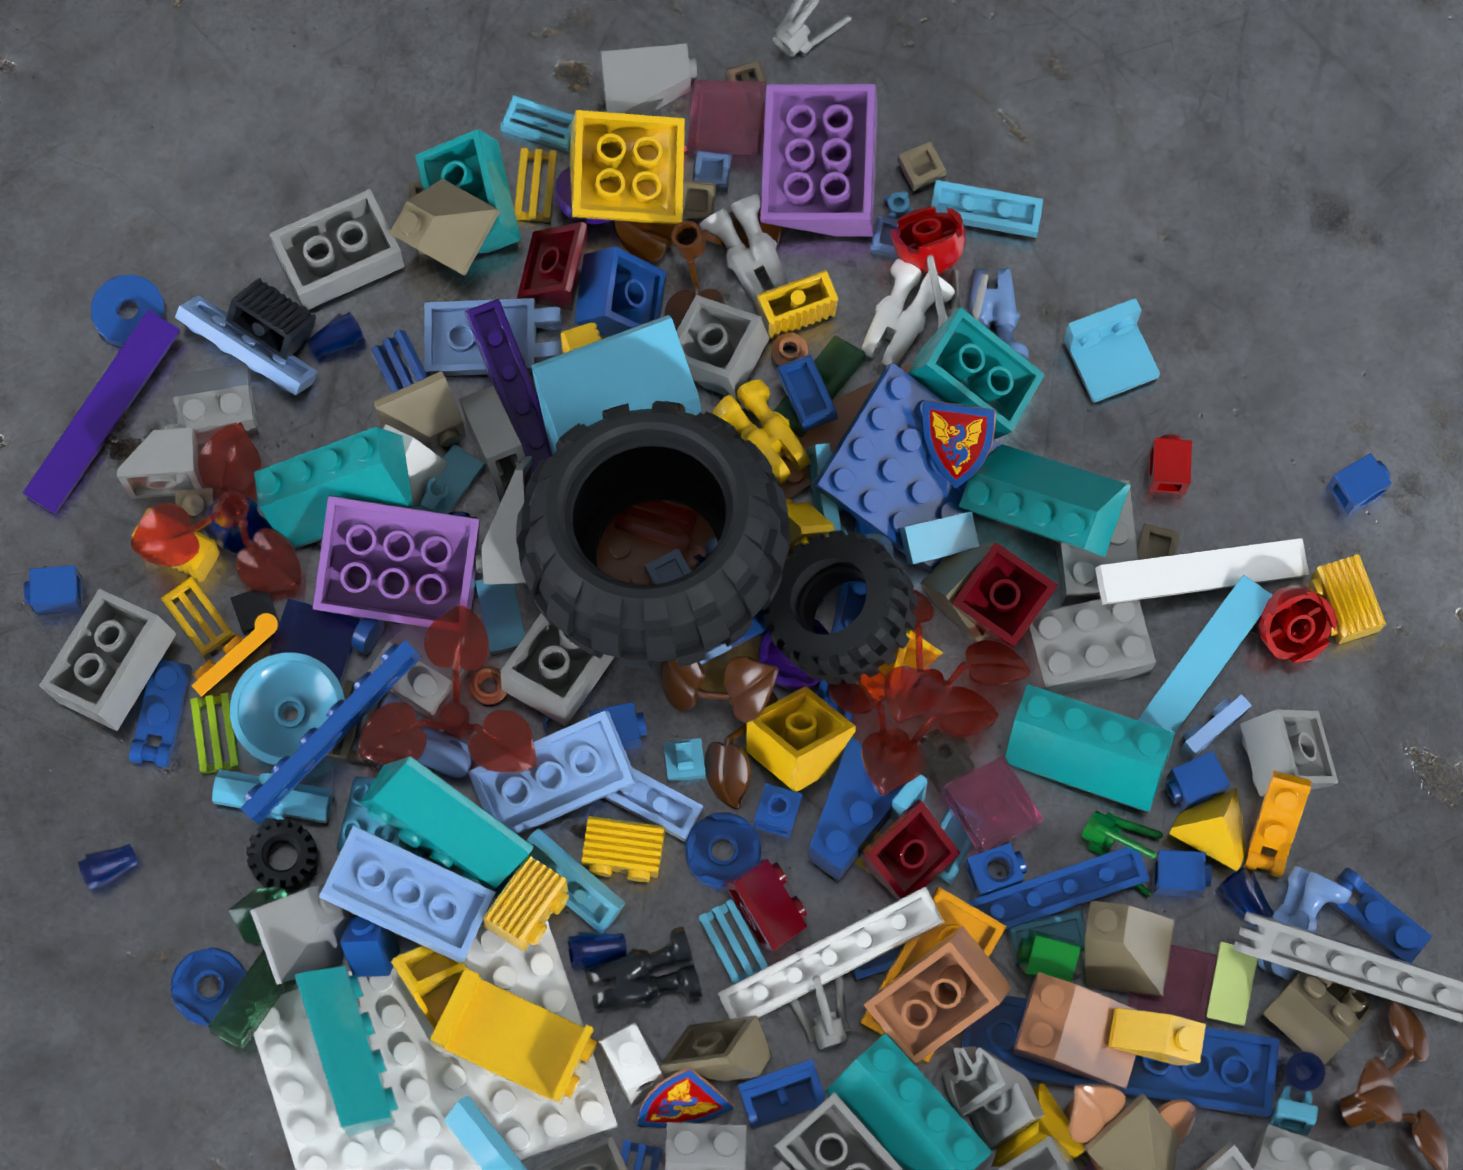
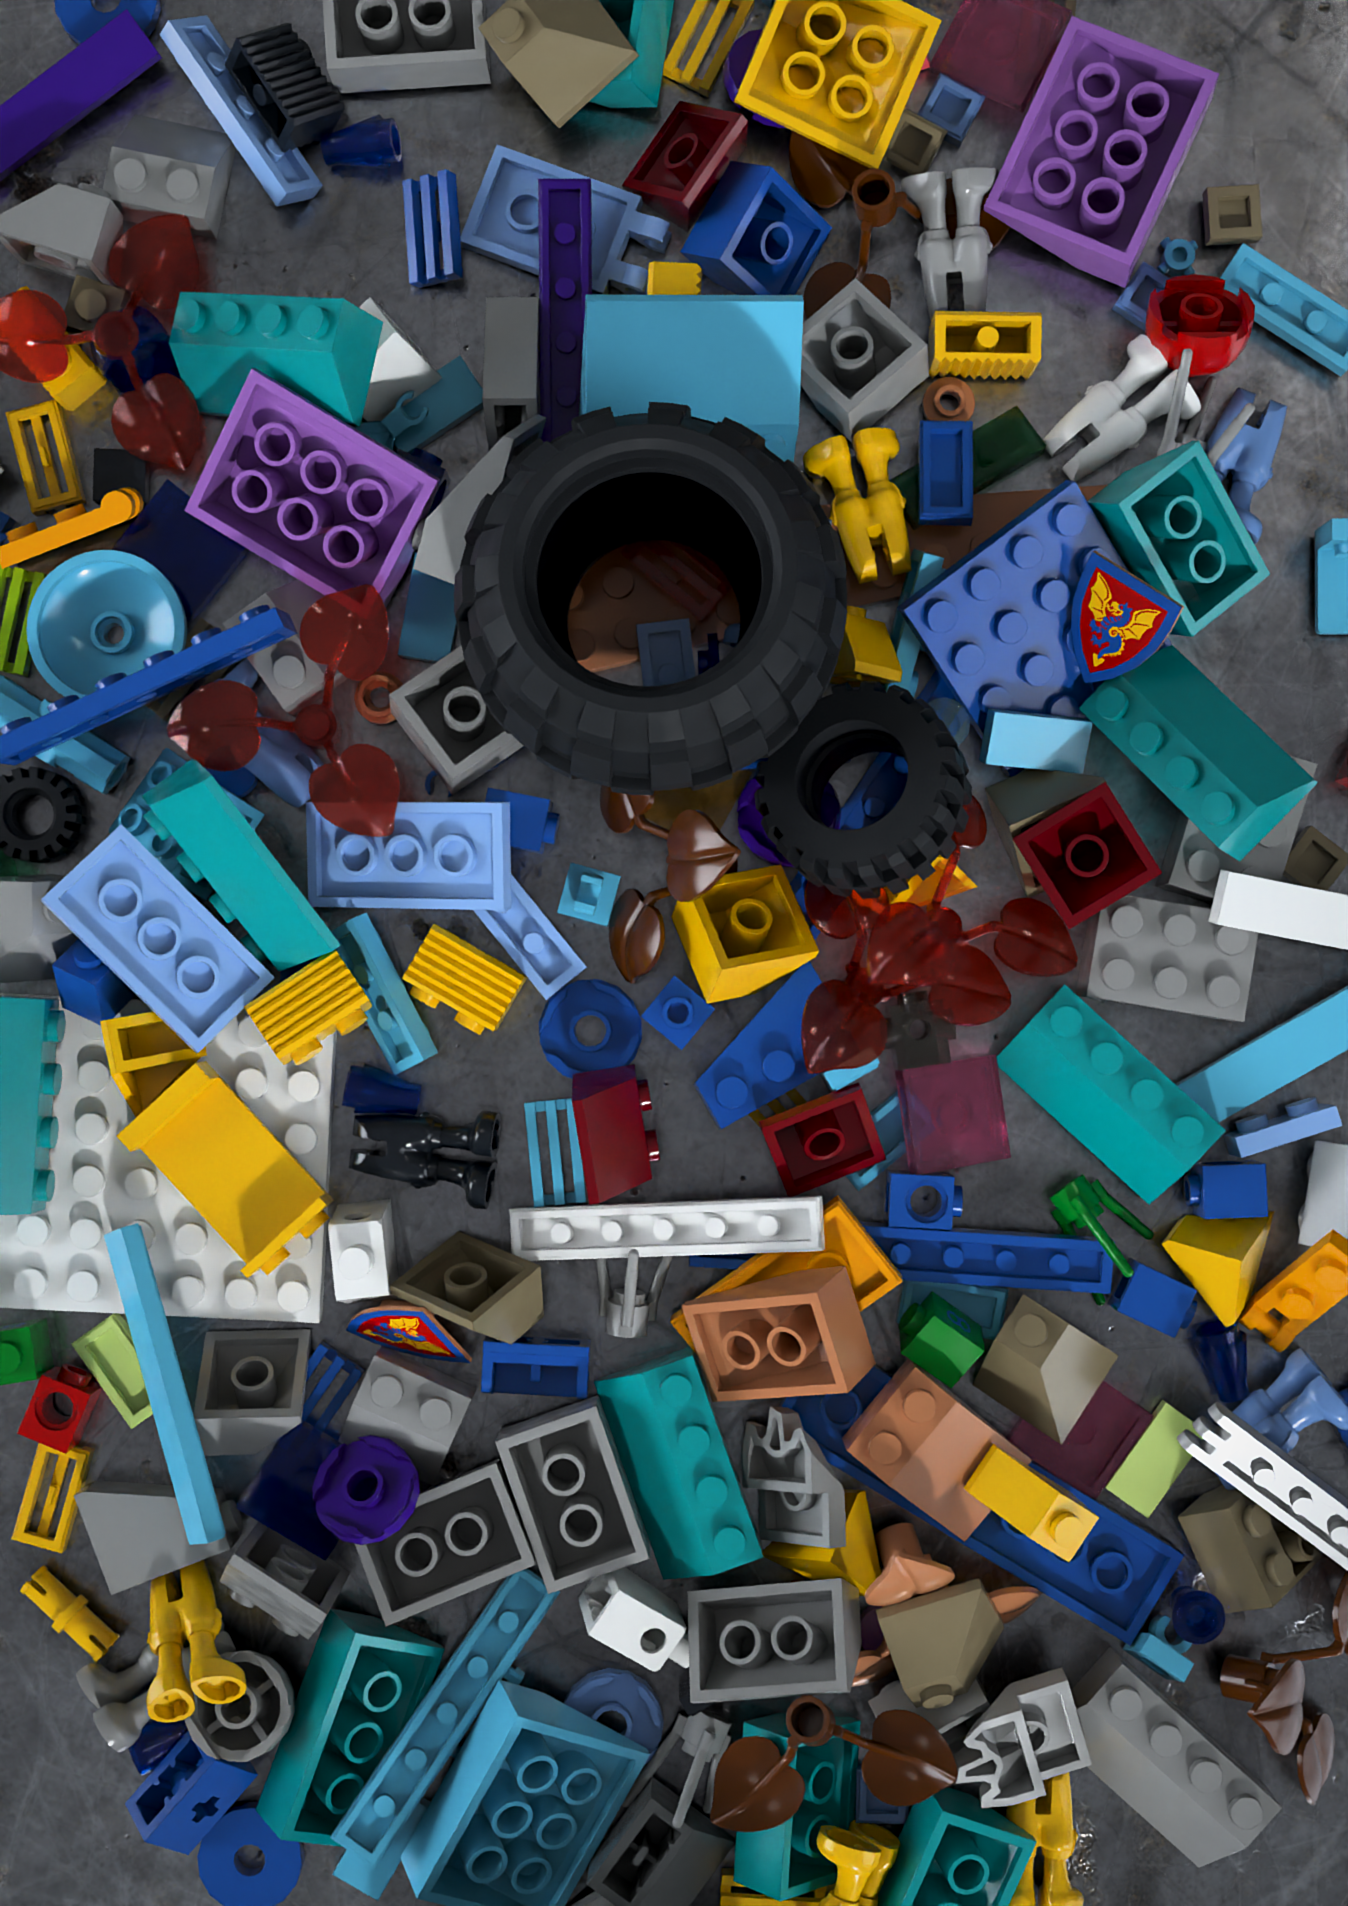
camera: 25 degrees right, 15 degrees up
(367, 634) = (247, 571): blue tile -> none
(423, 412) = (432, 298): dark tan slope -> none

